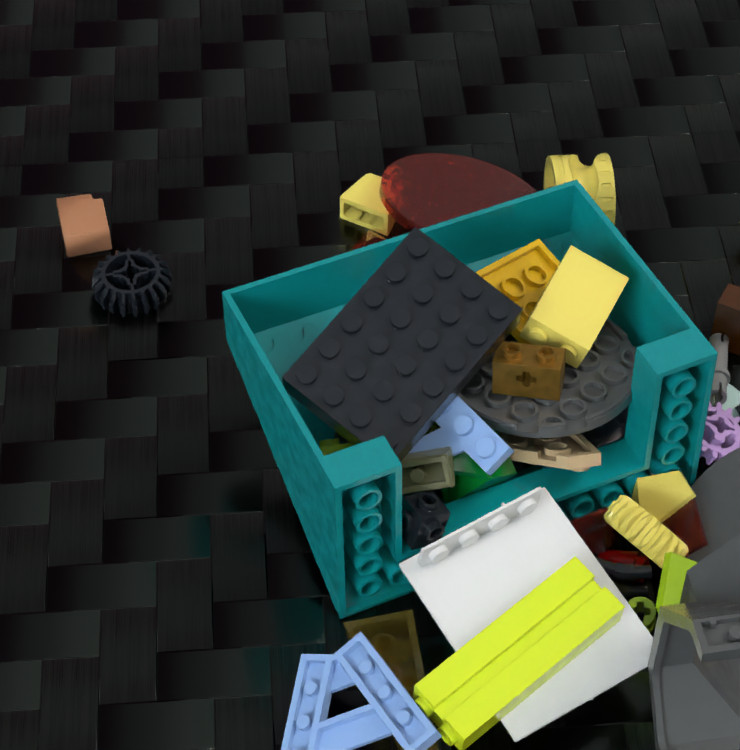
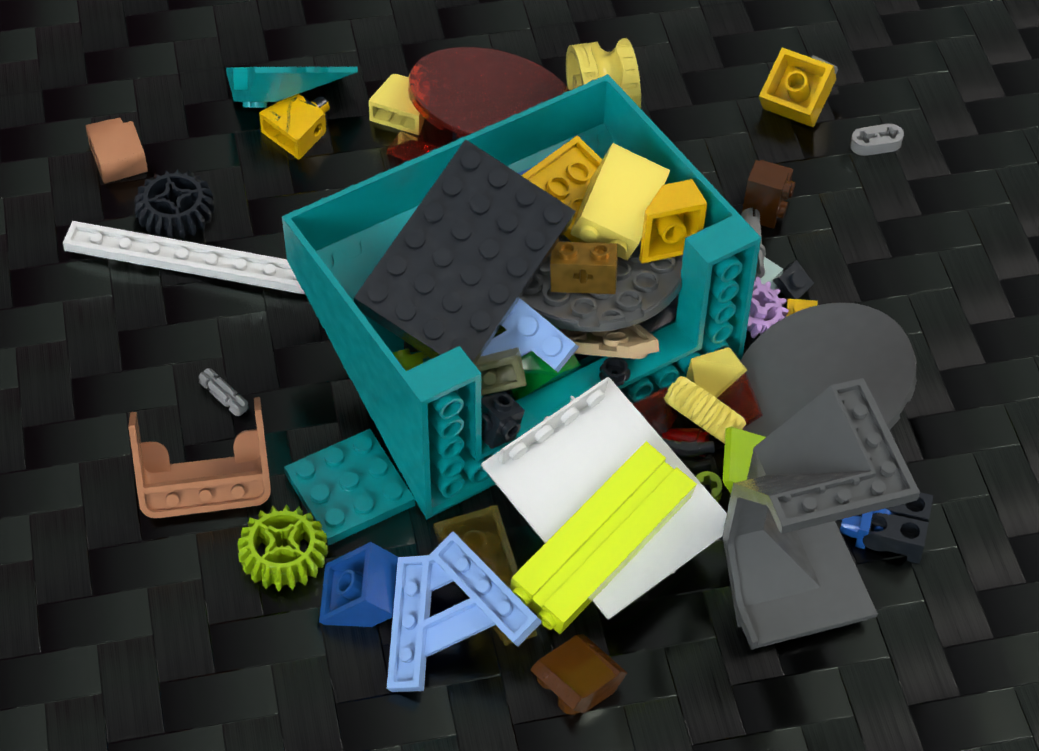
camera: 10 degrees left, 5 degrees up
(113, 561) = (203, 484): none -> nougat windscreen
(128, 332) = (181, 256): none -> white plate
(151, 469) = (223, 392): none -> light grey axle
(183, 644) = (282, 559): none -> lime gear
(242, 171) = (271, 84): none -> teal wedge
(258, 682) = (359, 588): none -> blue slope
(264, 213) = (295, 123): none -> yellow torso
(264, 577) = (349, 486): none -> teal plate
(554, 481) = (615, 369): none -> black plate
(623, 325) = (671, 217): none -> yellow slope

